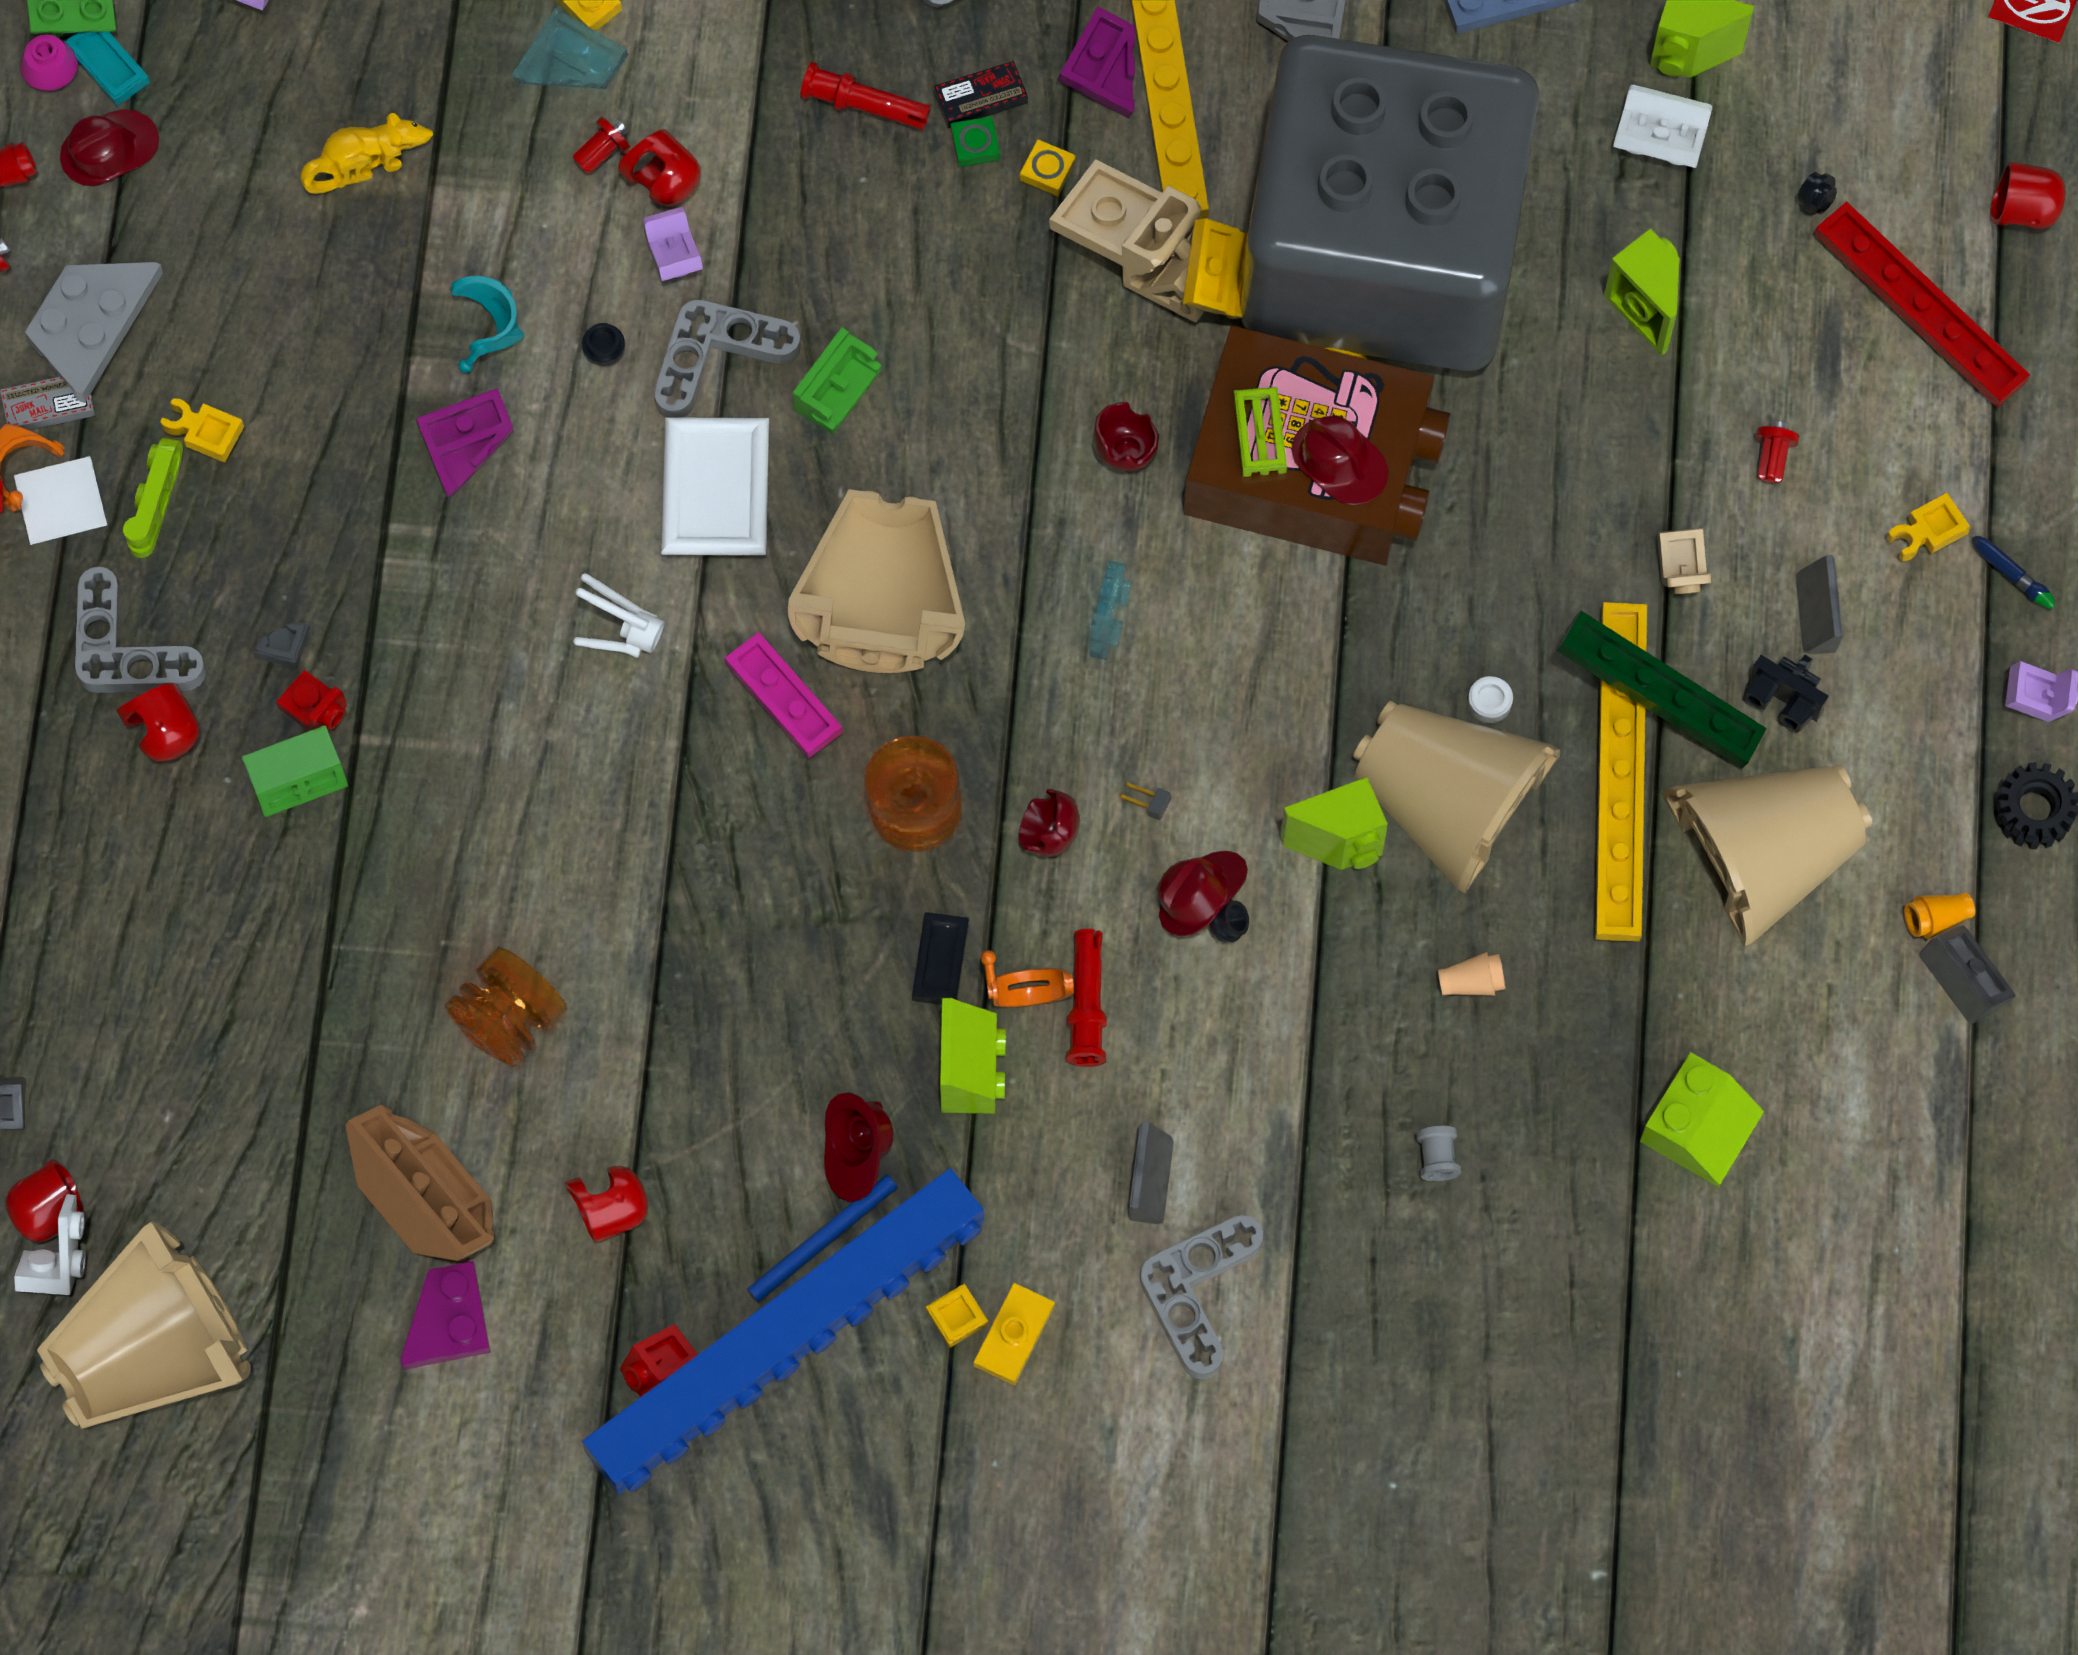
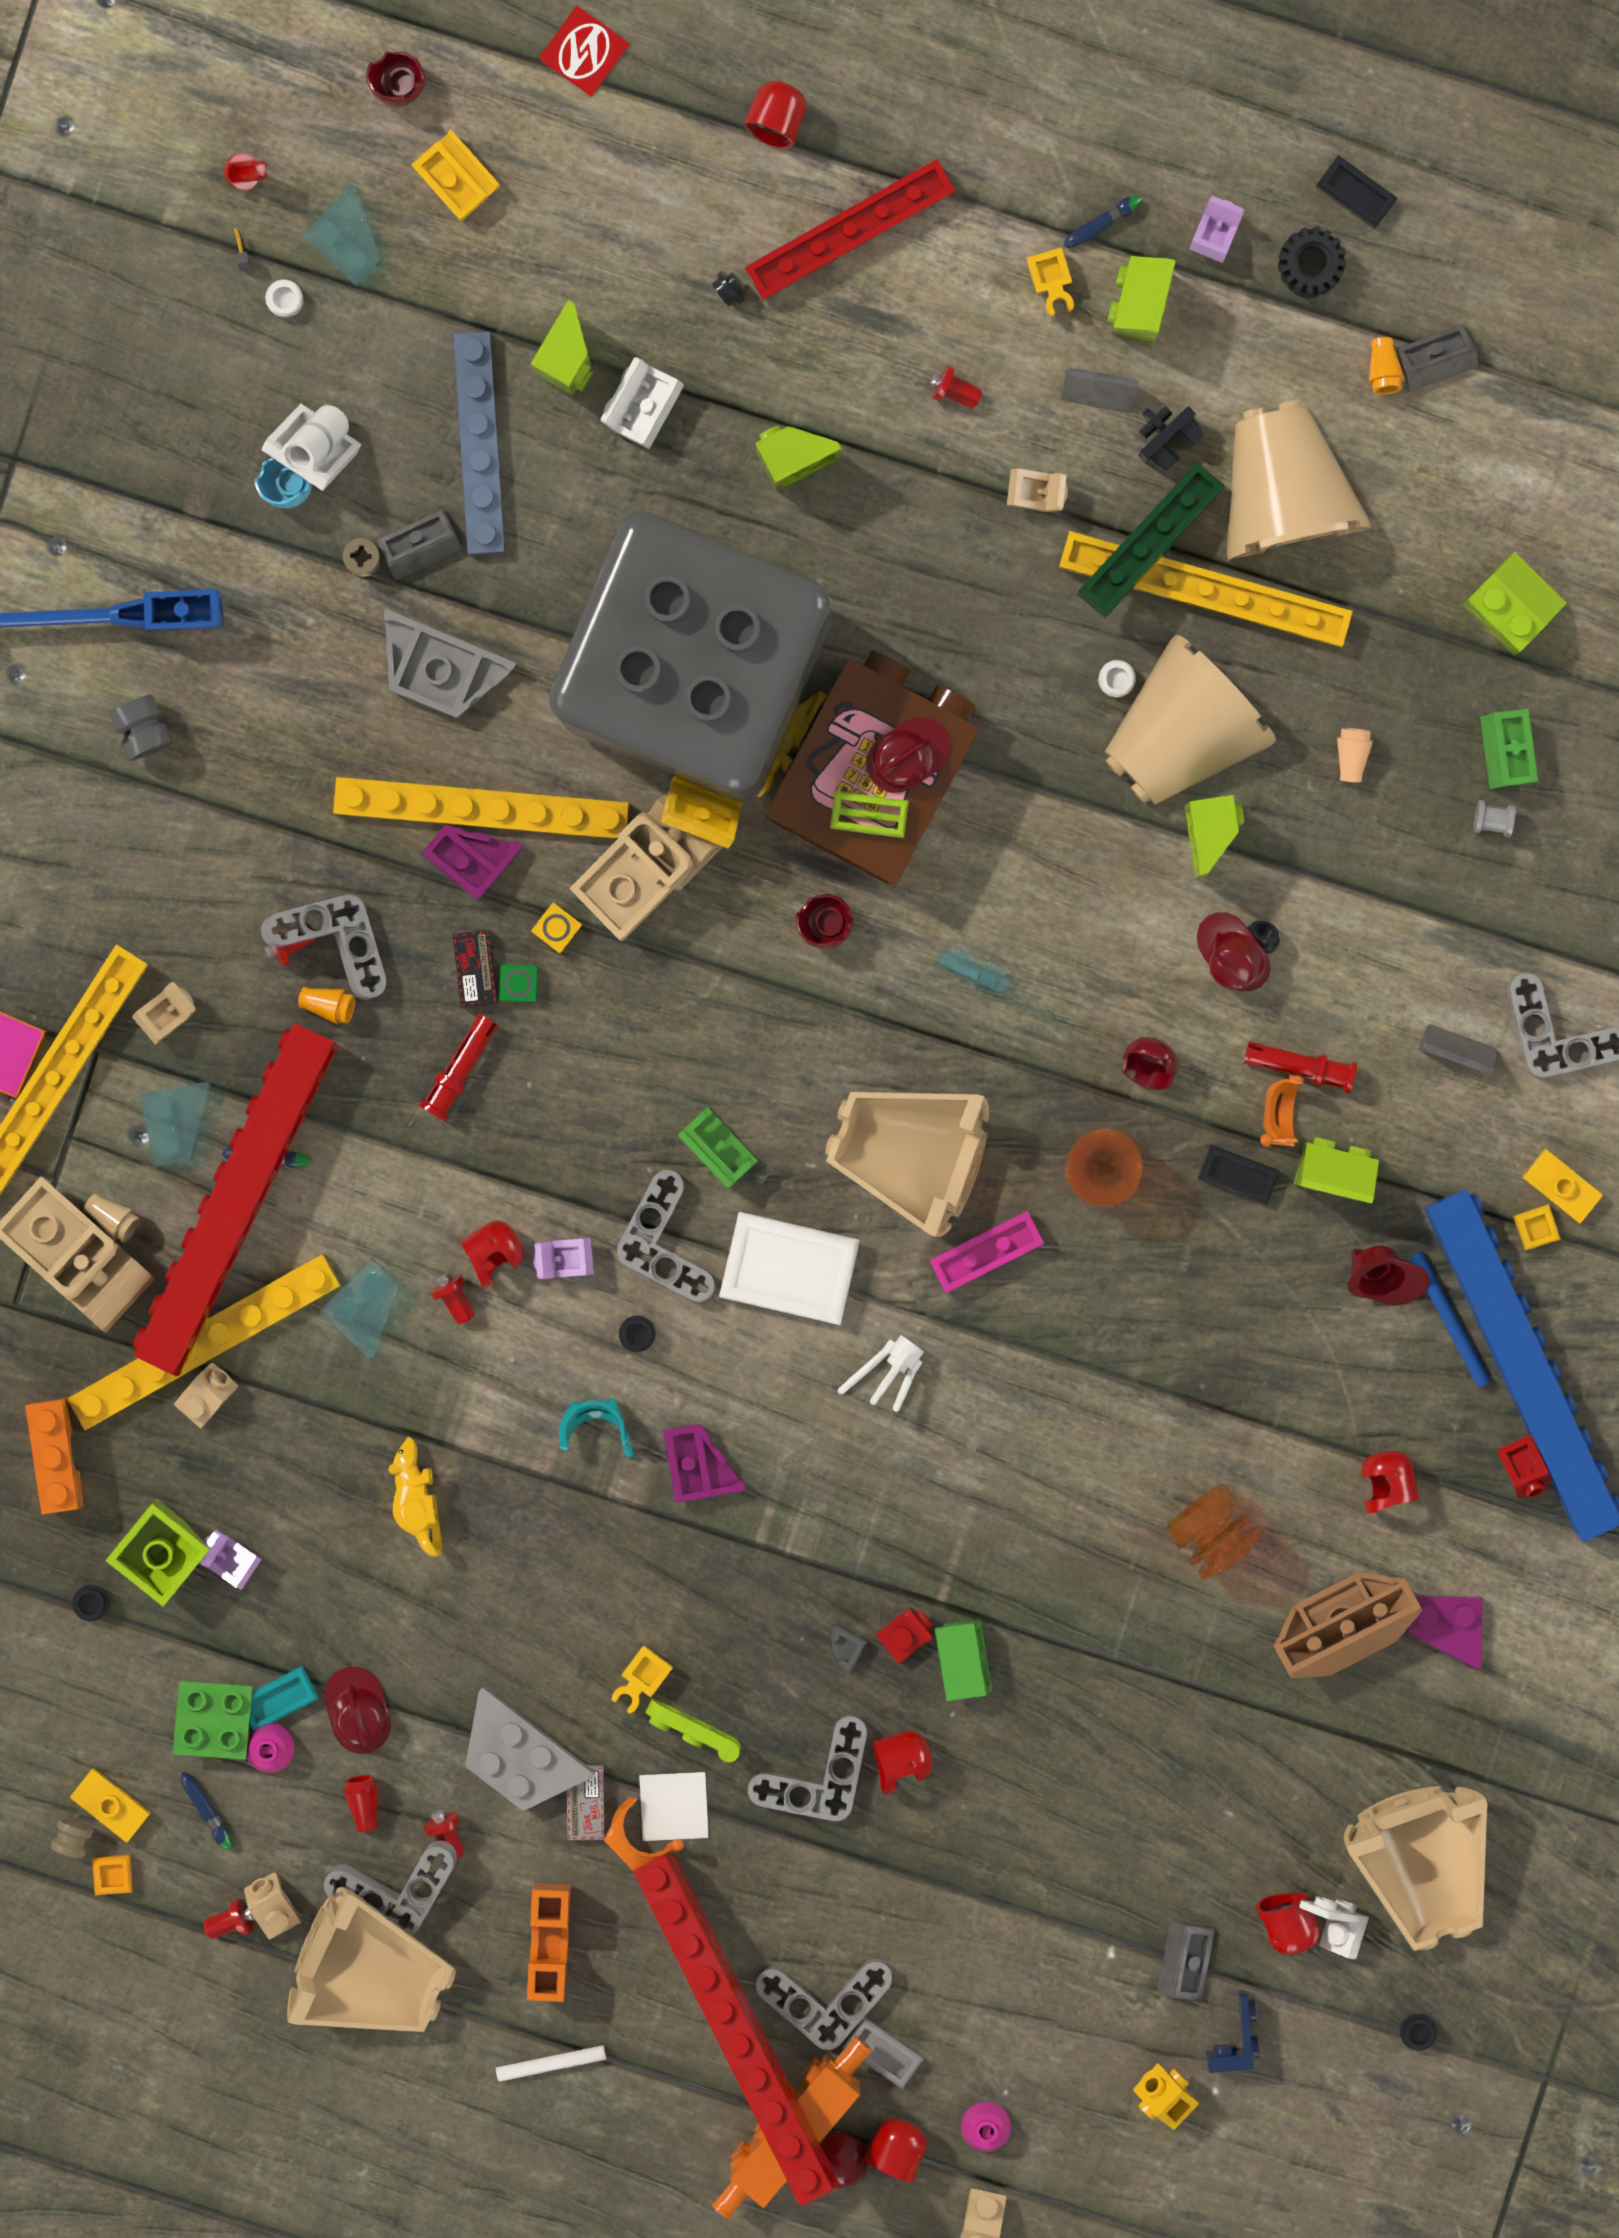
camera: 80 degrees left, 20 degrees up
(1157, 805) = (1146, 969): dark grey piece -> none
(1527, 1150) = (1509, 748): none -> bright green hinge
(1938, 627) = (1142, 297): none -> lime slope

